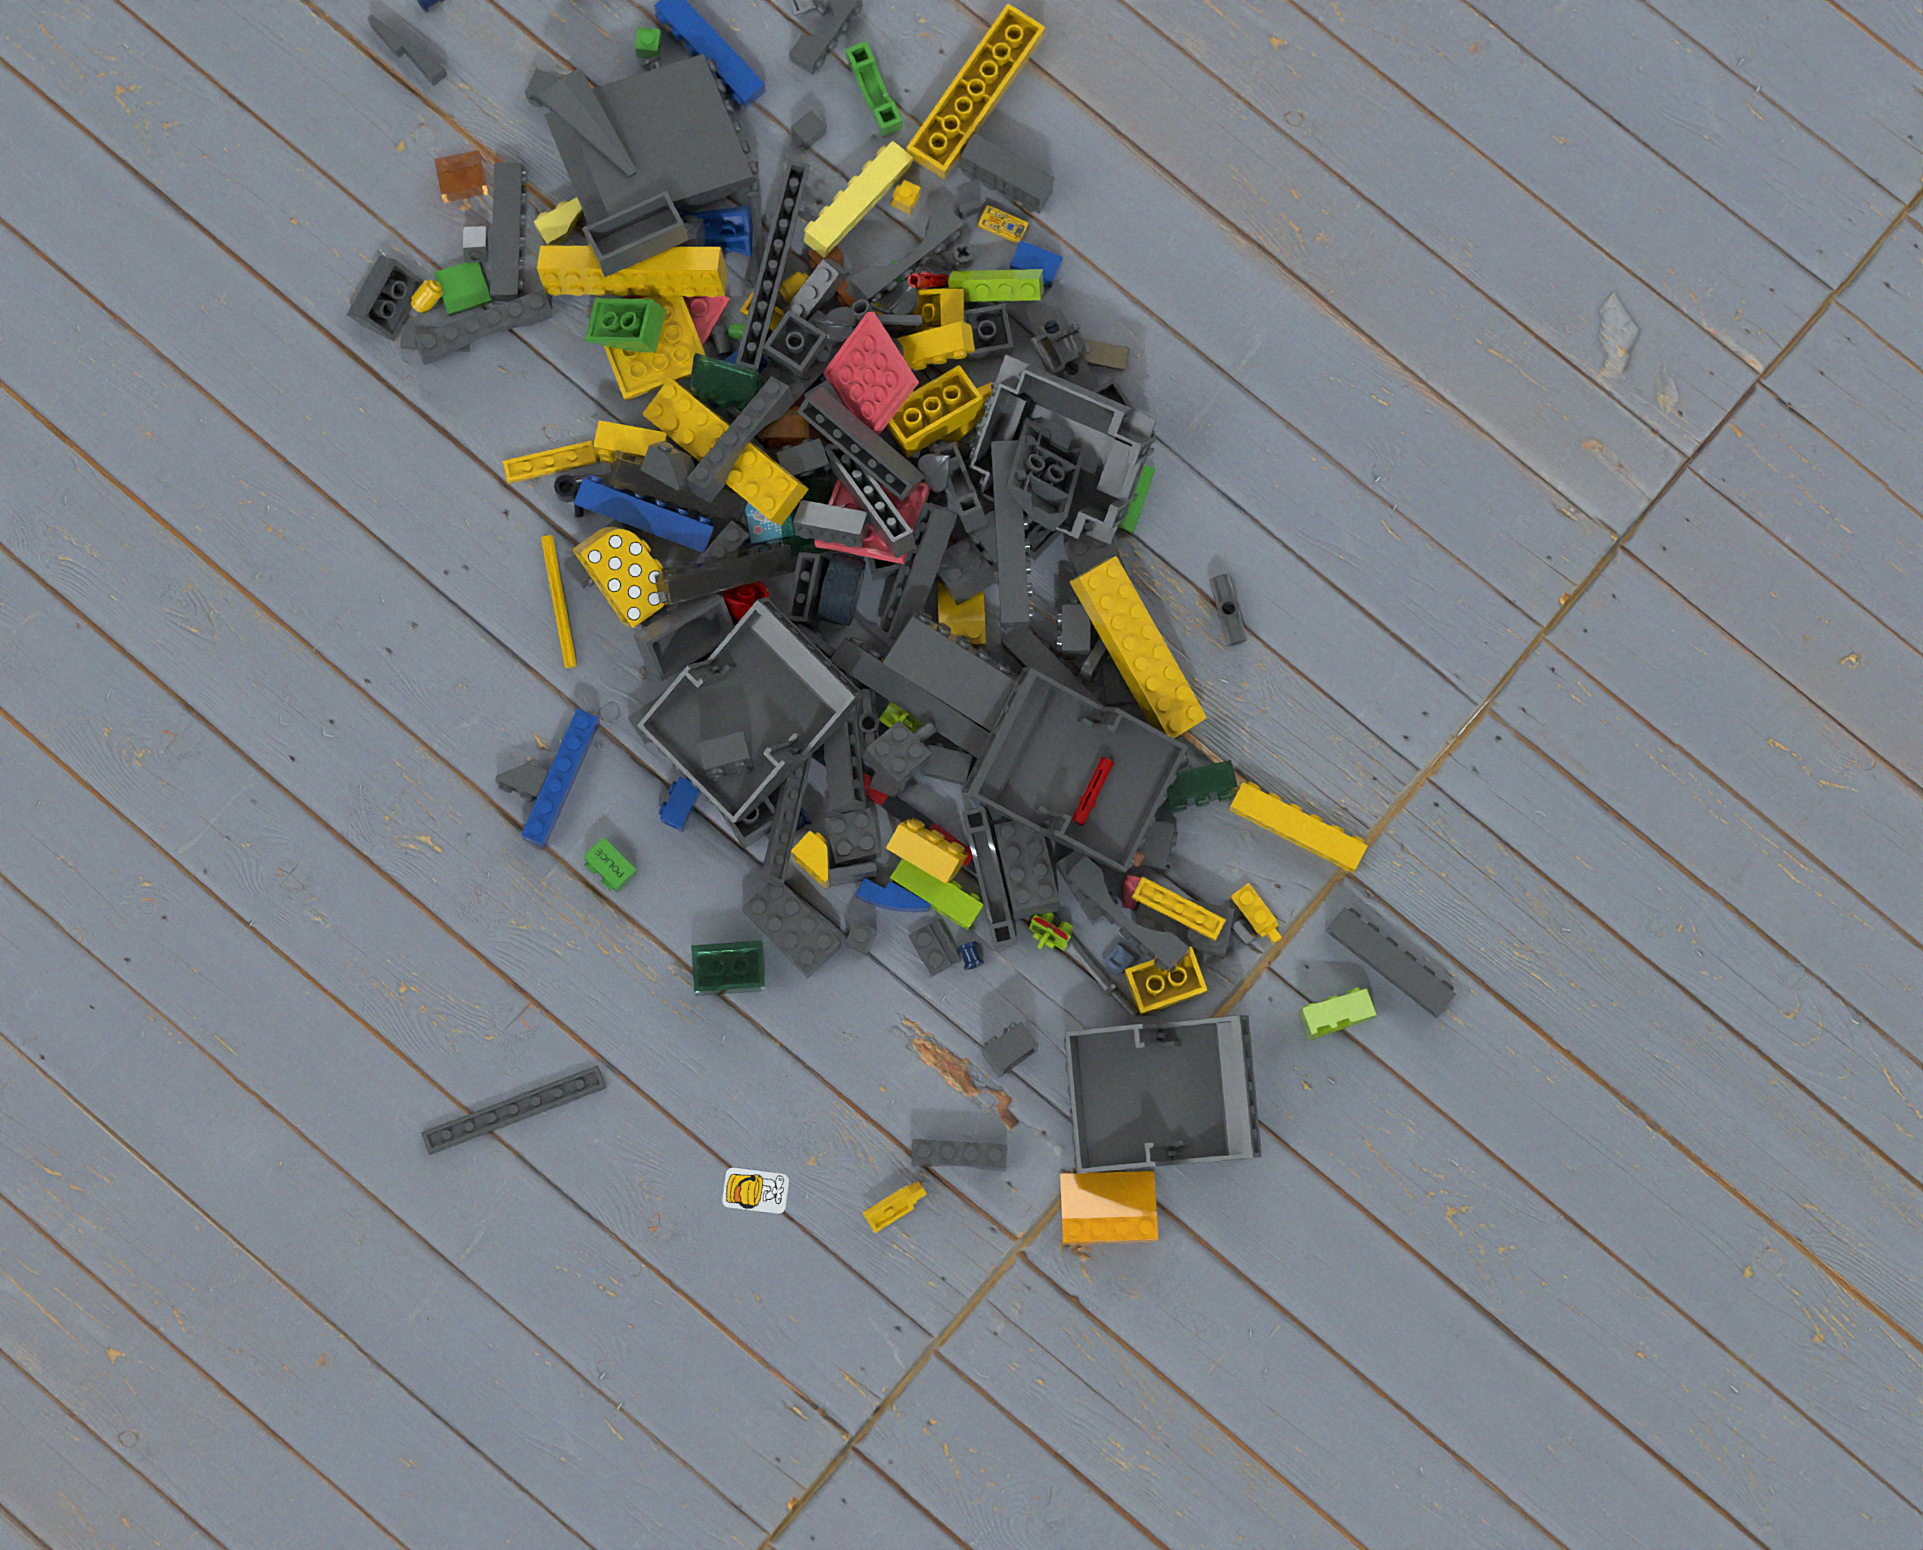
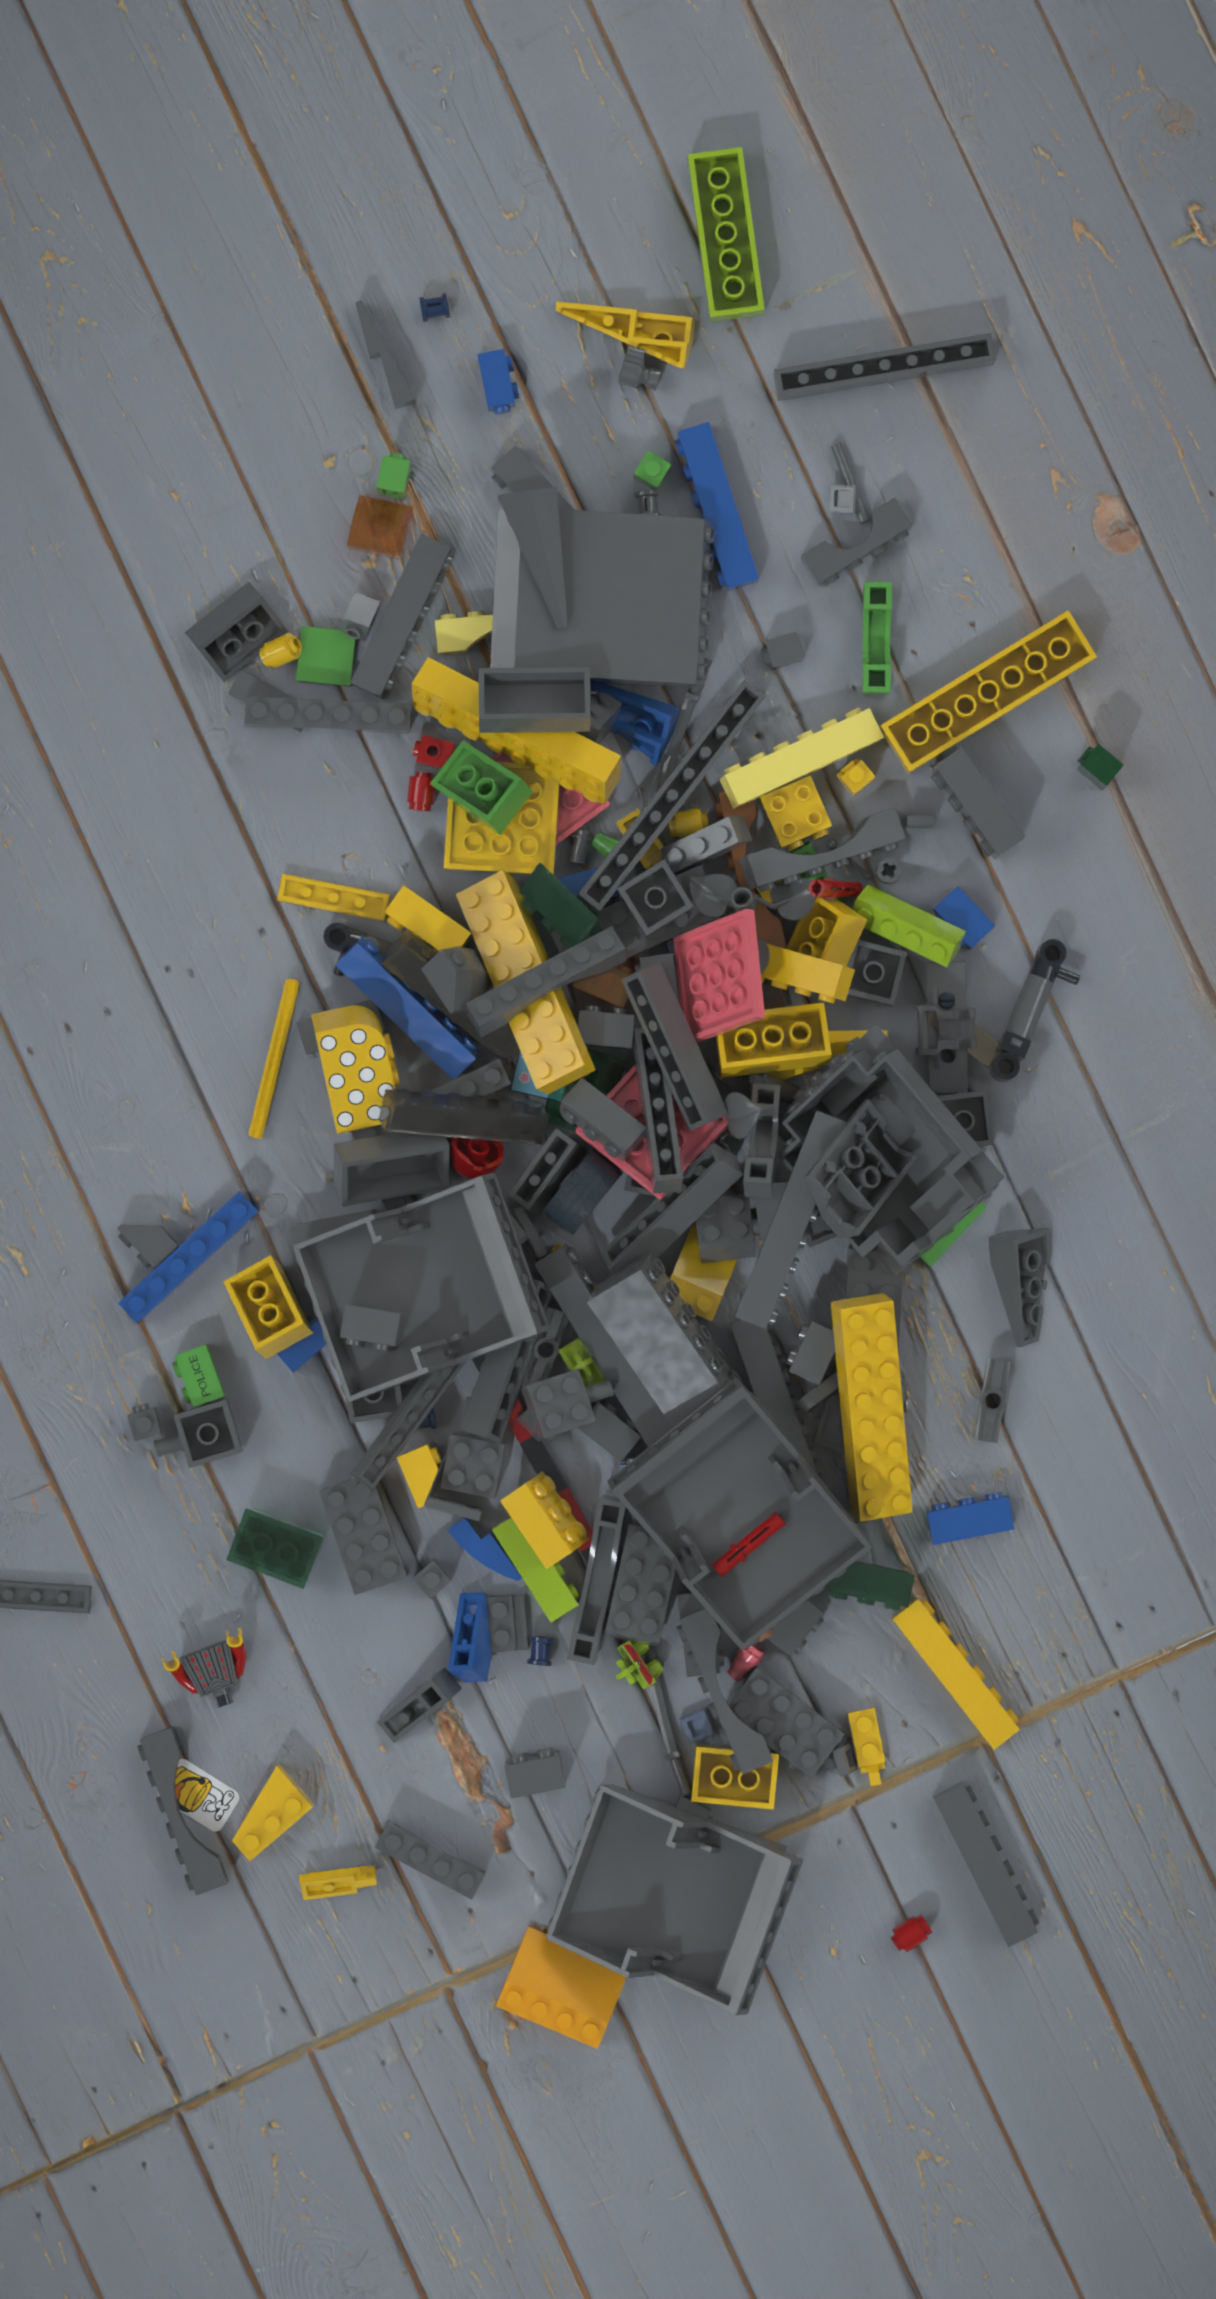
camera: 25 degrees right, 10 degrees up
(455, 130) = (394, 476): none -> bright green brick
(500, 30) = (496, 381): none -> blue brick
(576, 319) = (433, 751): none -> red brick
(581, 353) = (421, 792): none -> red brick
(583, 919) = (144, 1422): none -> dark grey brick
(633, 906) = (203, 1434): none -> dark grey brick
(639, 785) = (268, 1307): none -> yellow brick
(721, 1084) = (211, 1668): none -> torso
(783, 1240) = (202, 1864): none -> dark grey arch
(819, 1175) = (273, 1812): none -> yellow wedge
(873, 241) = (796, 813): none -> yellow brick
(895, 1040) = (419, 1705): none -> dark grey slope
(900, 325) = (777, 931): dark grey tile -> none
(914, 973) = (471, 1639): none -> blue slope
(1003, 224) = (948, 855): yellow tile -> none
(1085, 106) = (1099, 766): none -> dark green brick
(1116, 303) = (1029, 1007): none -> piece
(1178, 908) = (783, 1708): yellow tile -> none
(1202, 504) = (1019, 1269): none -> dark grey wedge
(1253, 706) = (969, 1518): none -> blue brick
(1336, 1013) = (901, 1893): lime wedge -> none
(1359, 1041) = (911, 1933): none -> red brick

